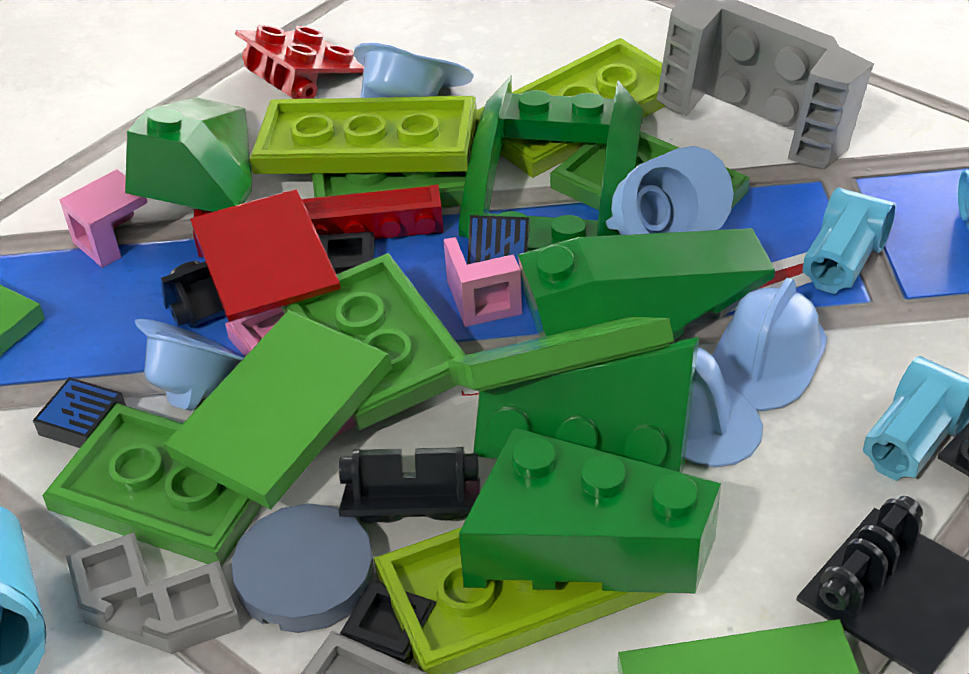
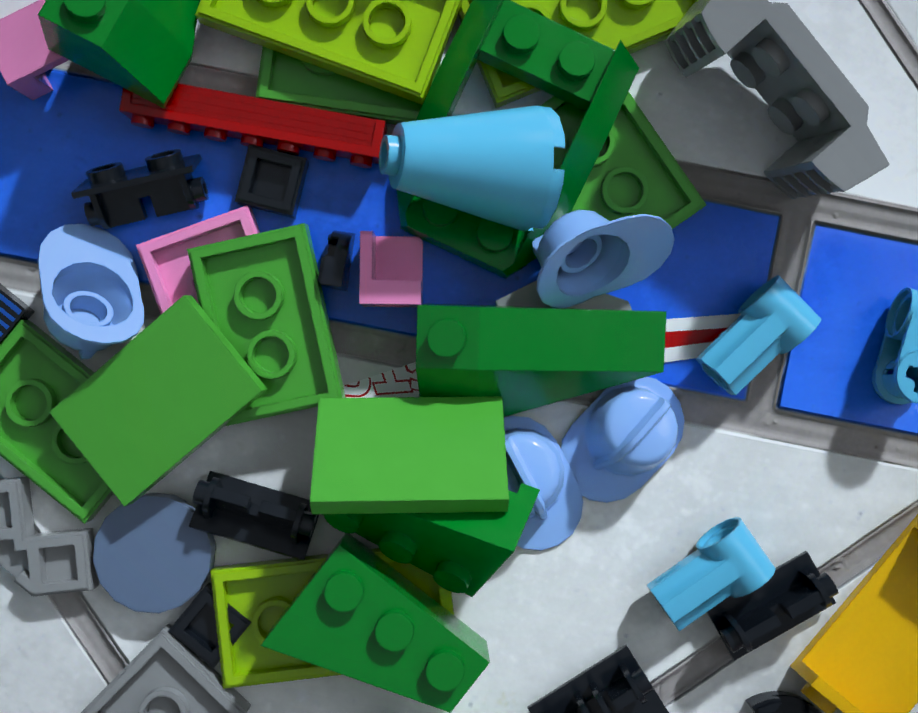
camera: 10 degrees right, 45 degrees up
(264, 255) = (177, 191): red piece -> none
(427, 283) = (336, 265): none -> black tile
(497, 237) = (416, 242): tile -> none
(536, 157) = (481, 163): none -> medium azure cone

